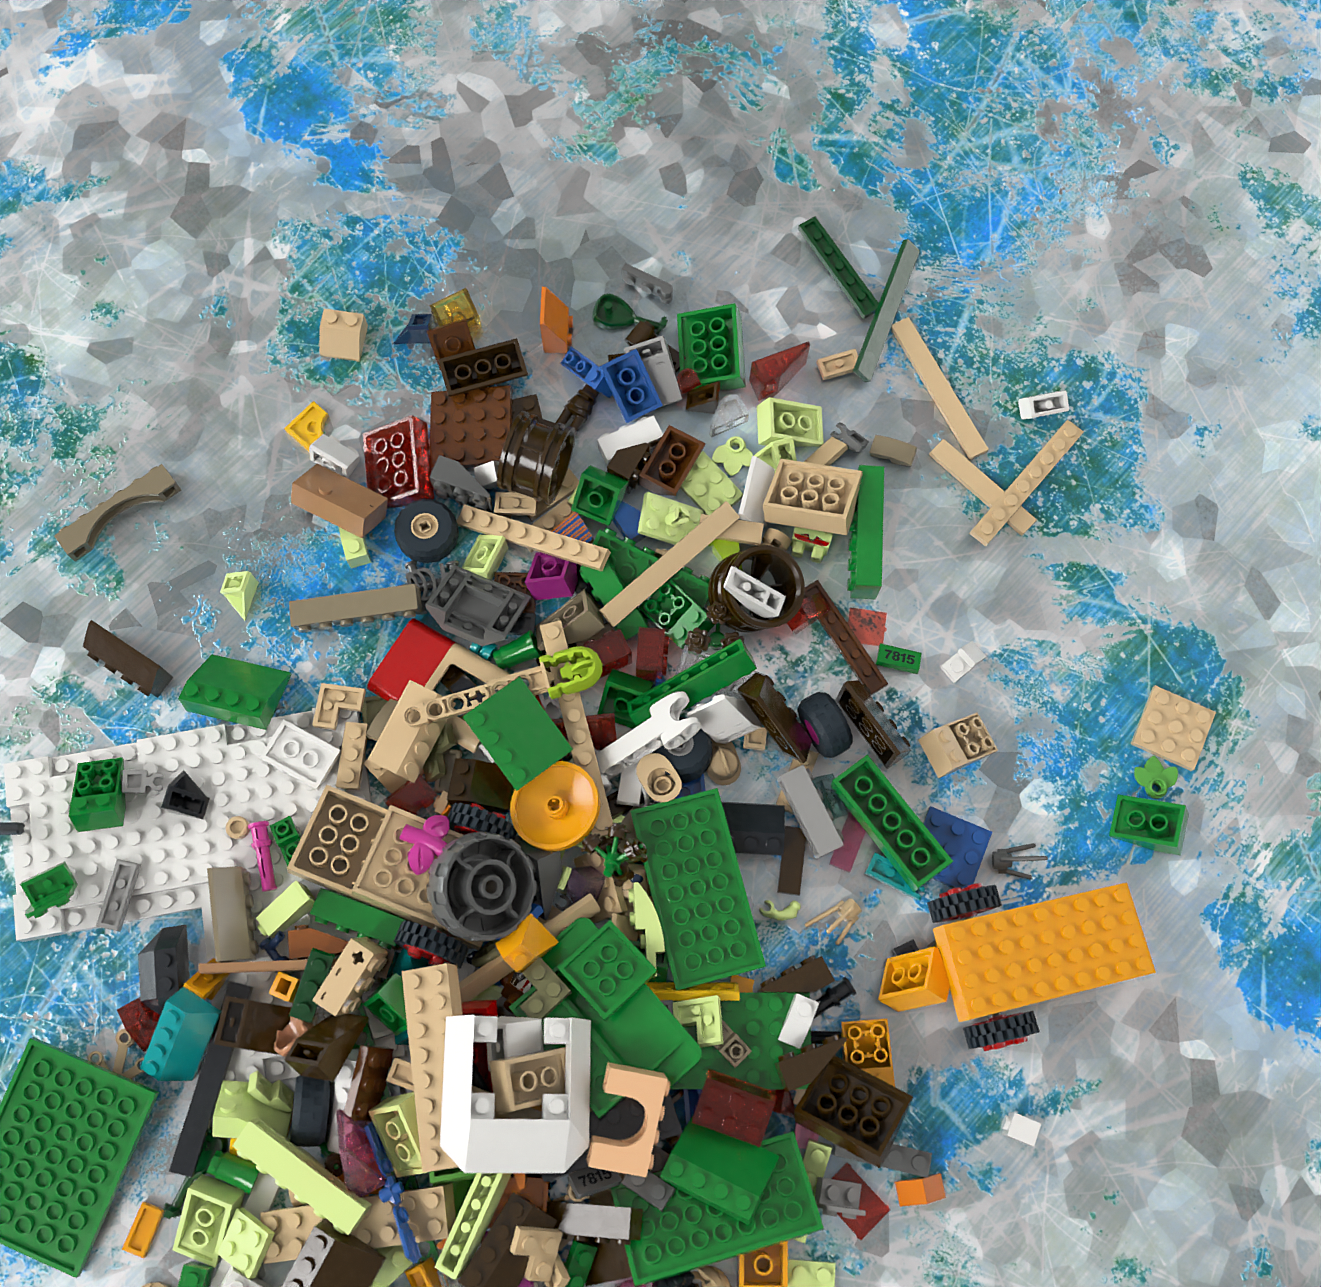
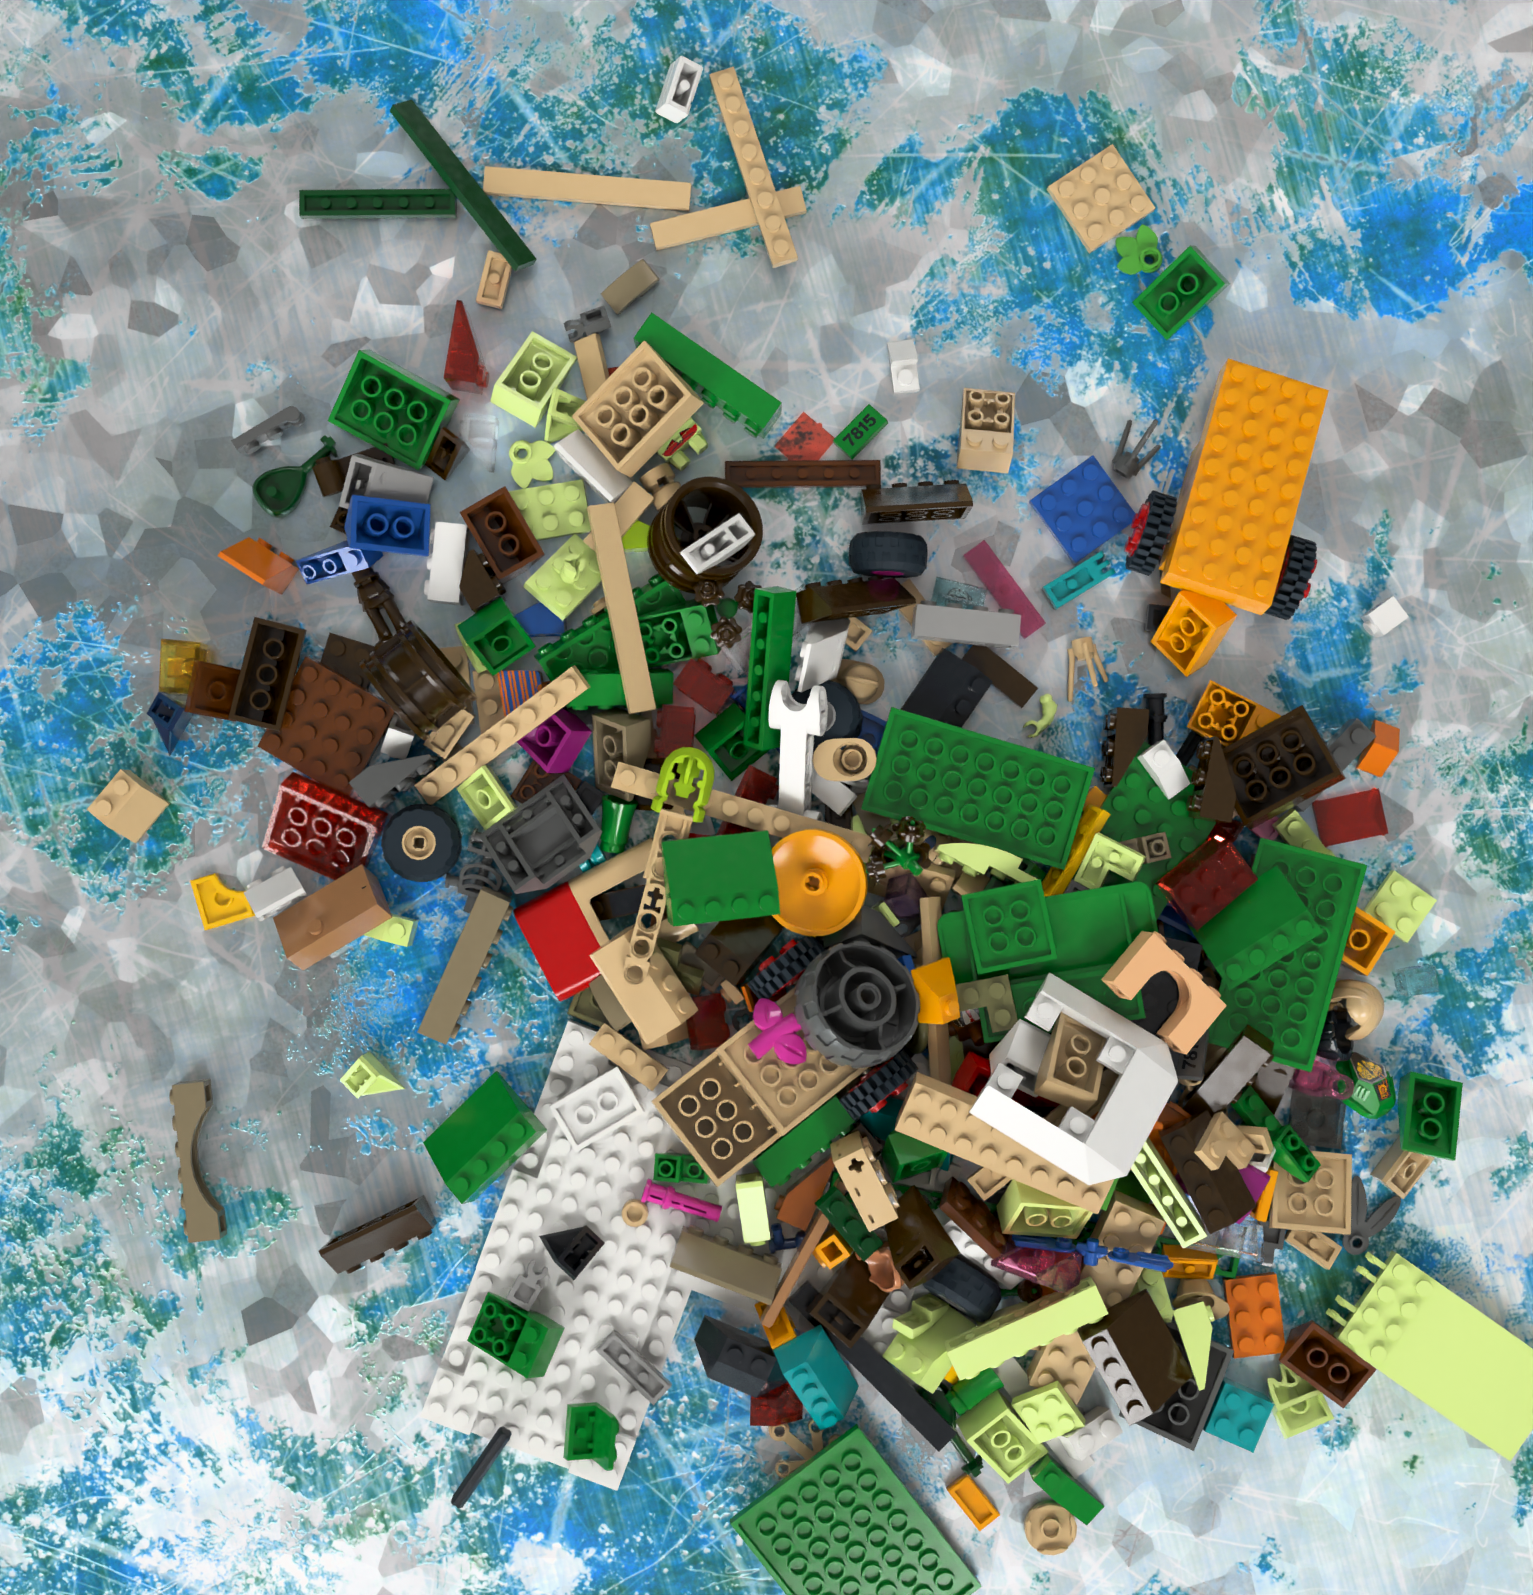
camera: 60 degrees left, 15 degrees up
(334, 698) = (557, 1046): tan plate -> none
(650, 1189) = (1238, 1003): dark grey plate -> none
(688, 380) = (417, 458): clear red tile -> none
(810, 611) = (756, 486): clear red slope -> none
(838, 1196) = (1342, 831): light grey bracket -> none
(891, 823) = (1028, 553): green brick -> none

